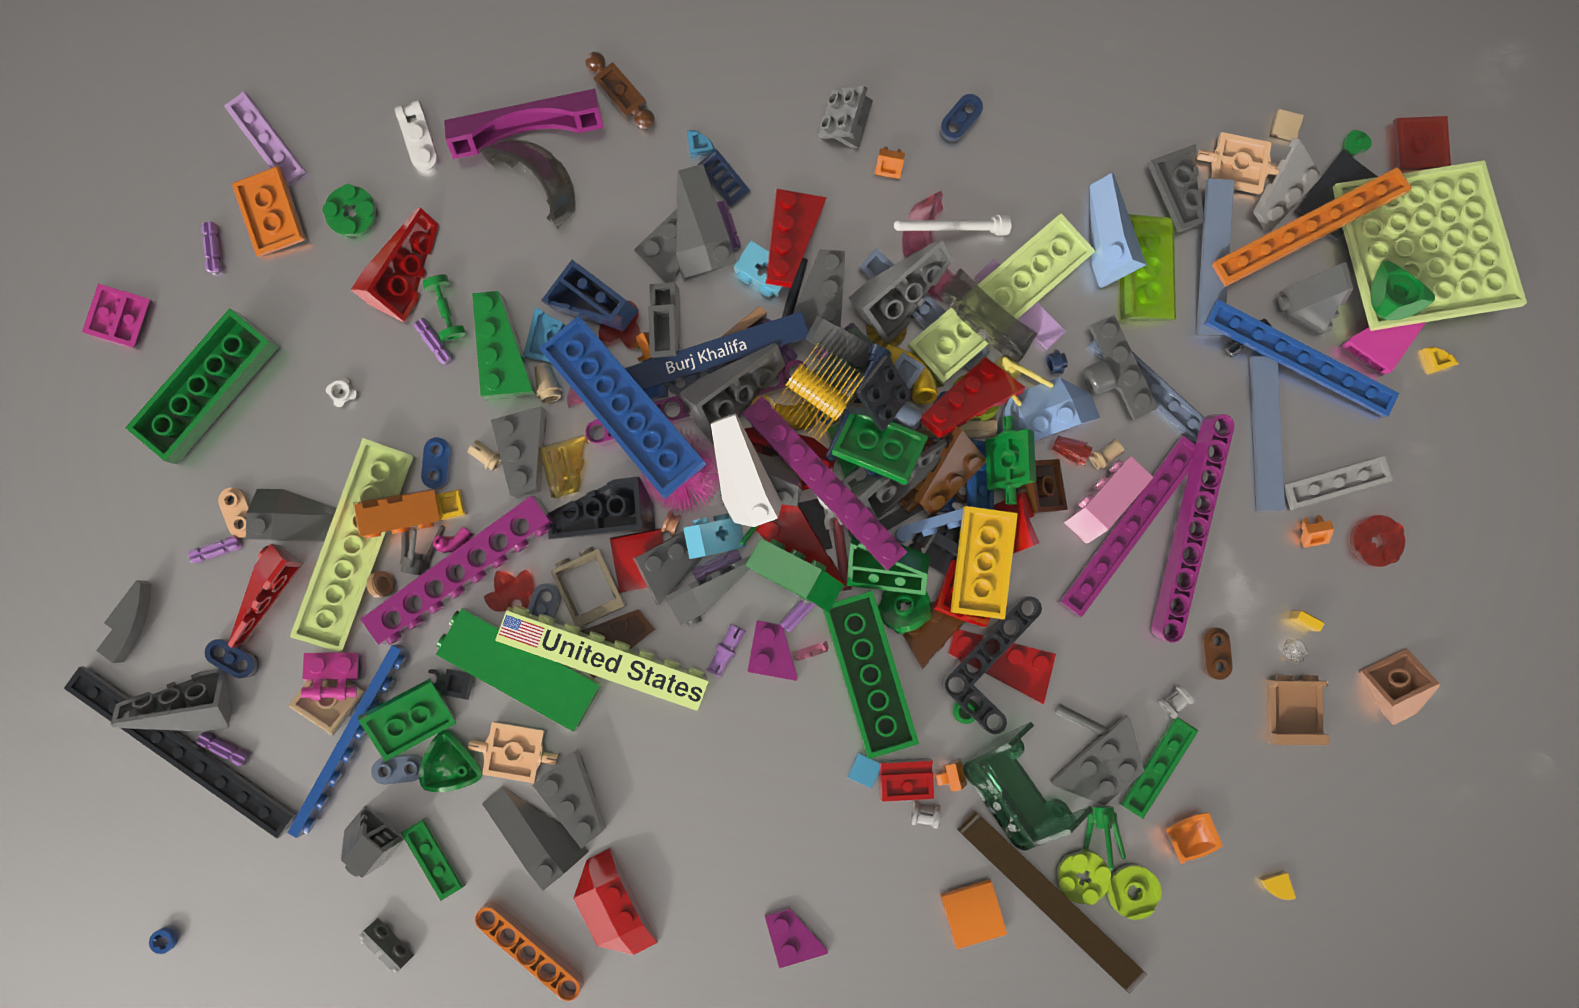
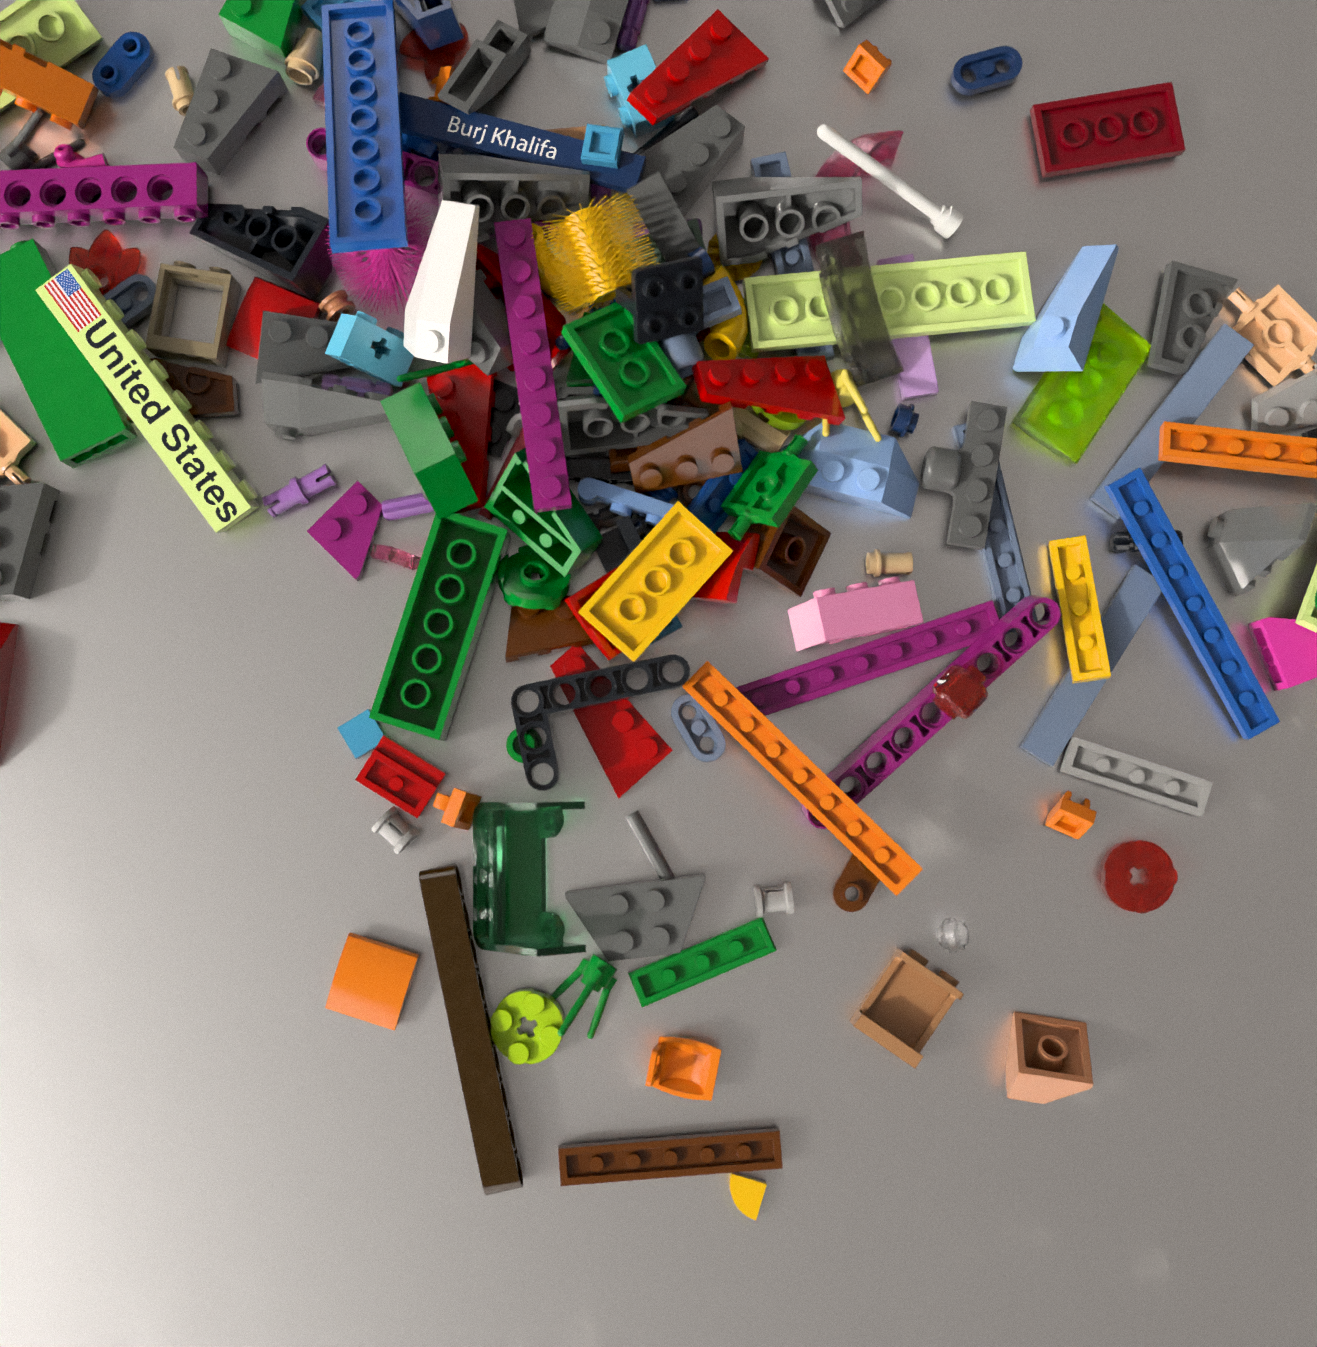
camera: 35 degrees right, 0 degrees up
(450, 504) = (106, 121): yellow tile -> none
(563, 465) = (261, 159): clear yellow wing -> none
(772, 322) = (602, 146): none -> dark azure tile
(792, 938) = (148, 867): magenta wing -> none
(1057, 105) = (1107, 129): none -> dark red plate
(1061, 630) = (697, 728): none -> sand blue plate
(1073, 450) = (853, 532): clear red cone -> none
(1147, 899) = (583, 1102): lime plate -> none
(1149, 619) = (802, 778): none -> orange plate
(1207, 506) = (960, 691): none -> clear red head
(1220, 896) = (670, 1157): none -> reddish brown plate
(1238, 406) = (1079, 609): none -> yellow plate
(1306, 620) = (989, 909): yellow tile -> none

